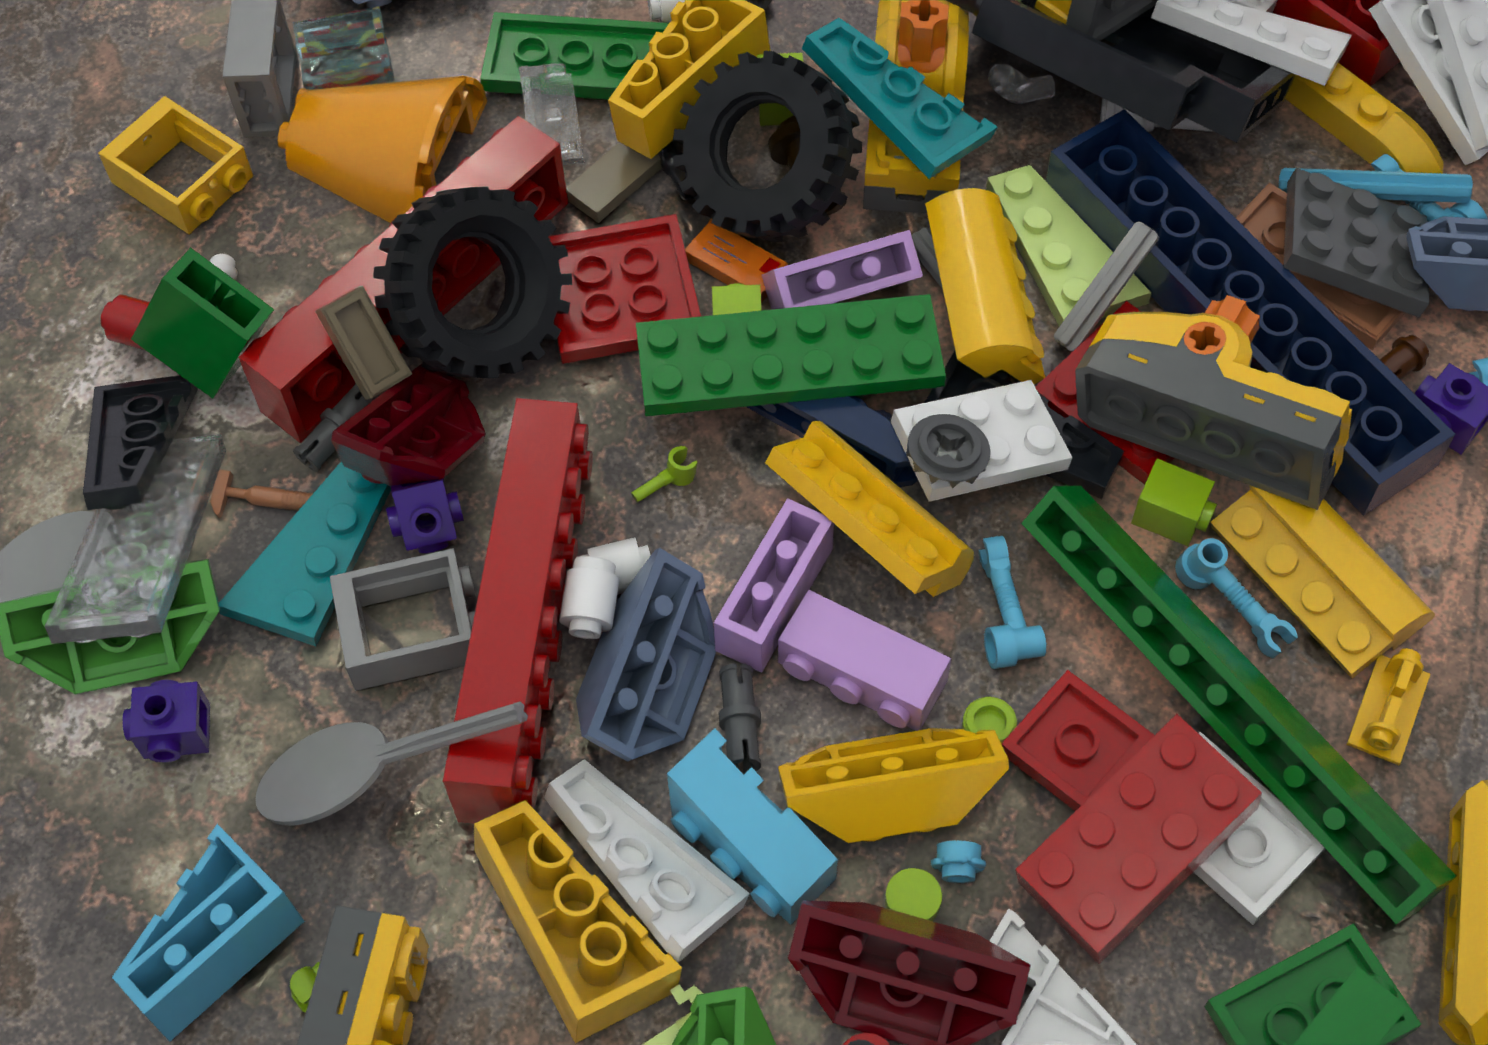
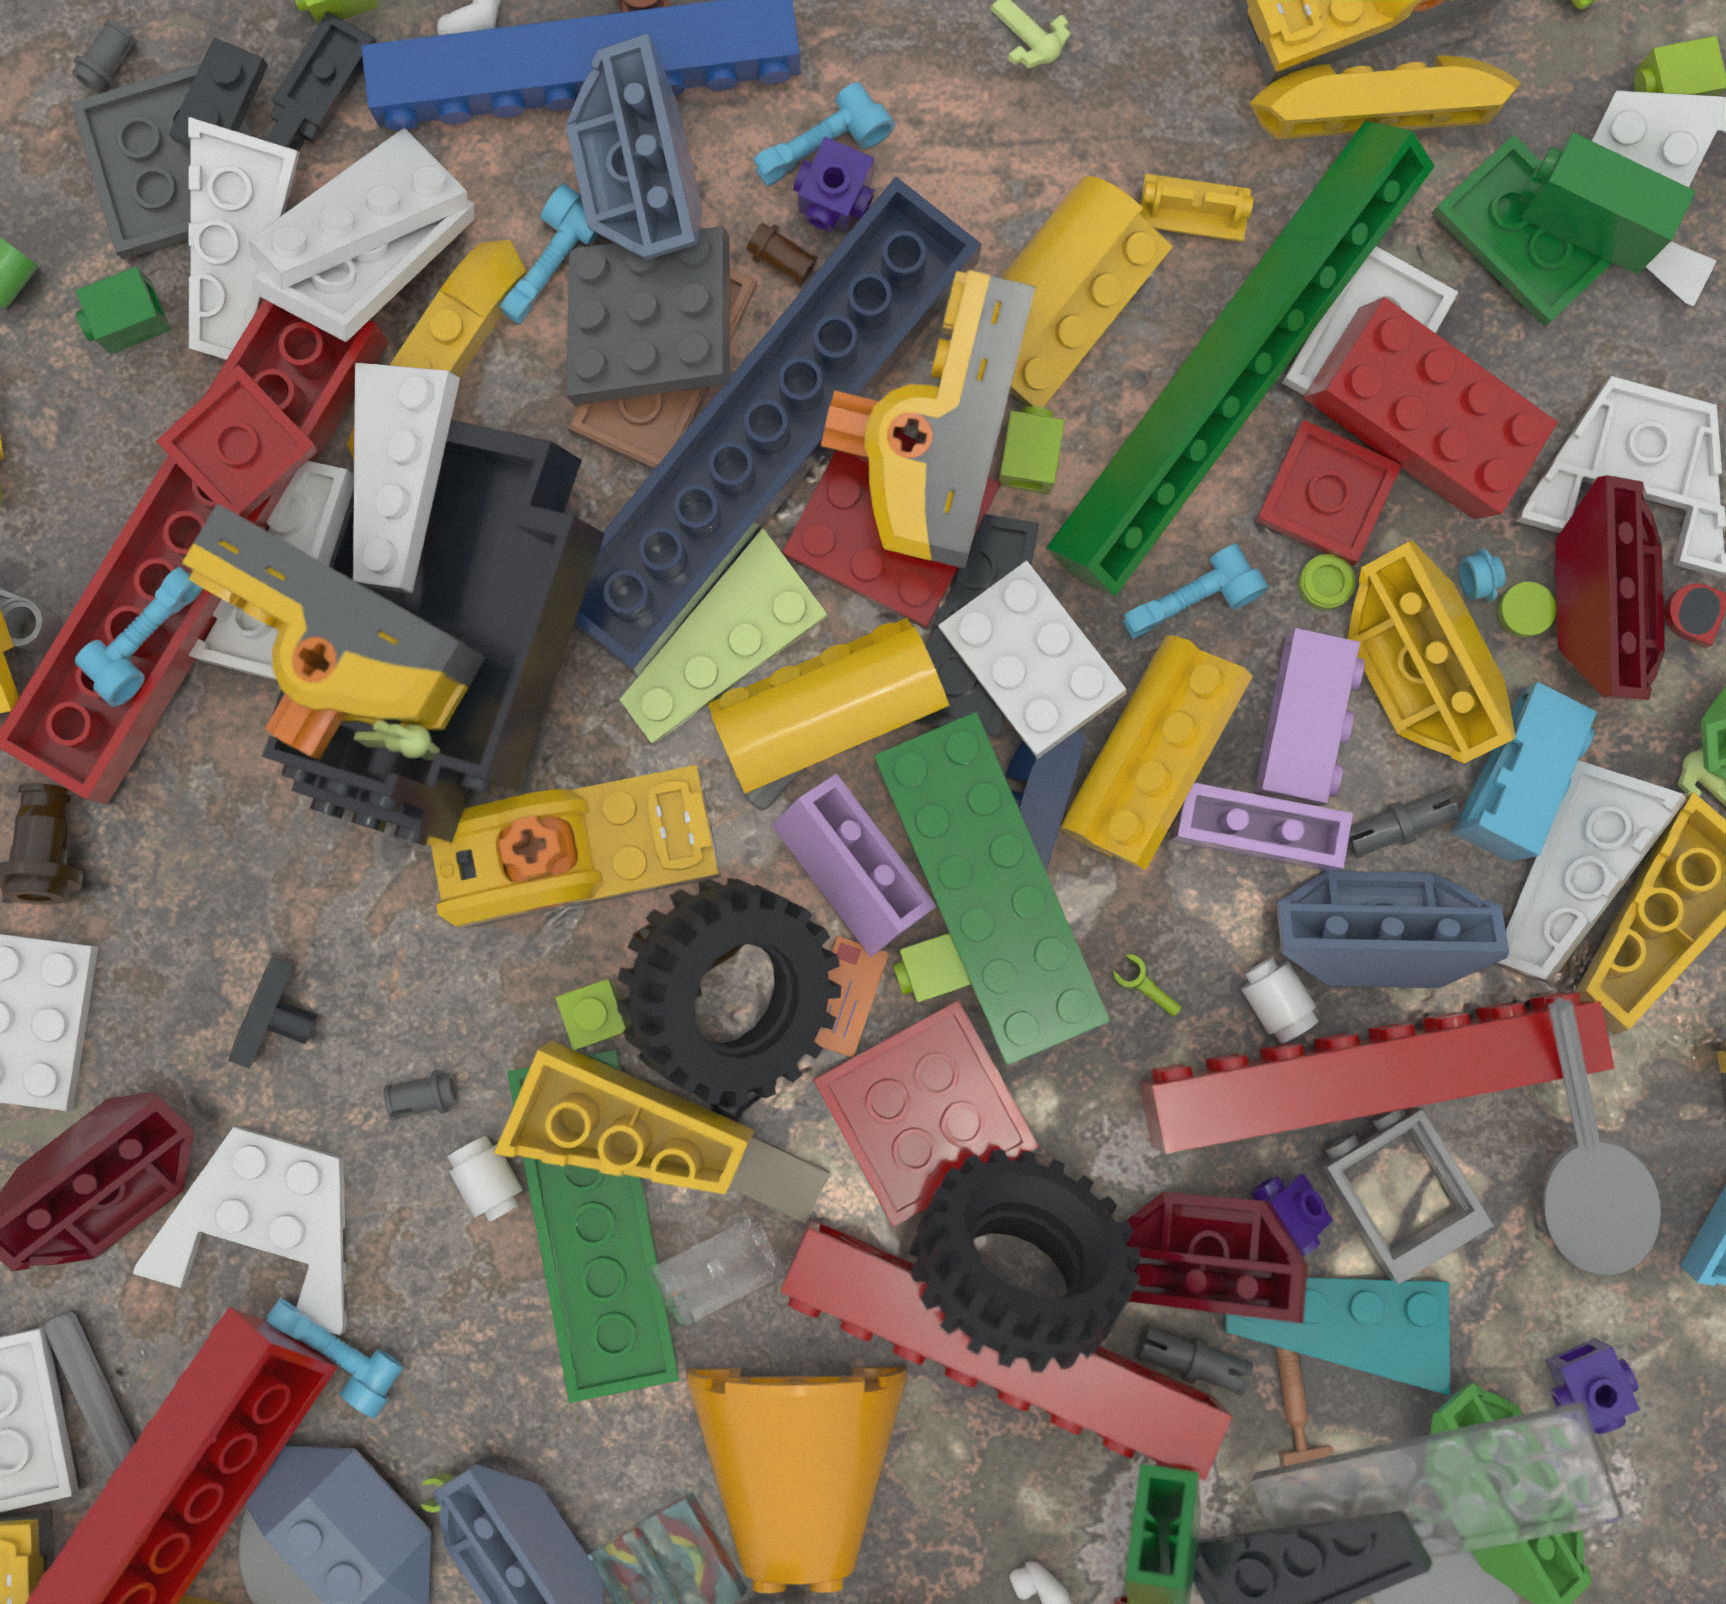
camera: 110 degrees left, 25 degrees up
(363, 342) = (1141, 1351): dark tan tile -> none
(589, 597) = (1347, 1004): white brick -> none
(912, 115) = (643, 836): teal wing -> none
(949, 433) = (1086, 654): dark grey gear -> none
(1106, 286) = (792, 571): light grey axle -> none
(1205, 565) = (1094, 408): medium azure brick -> none
(1398, 185) = (549, 306): medium azure axle -> none

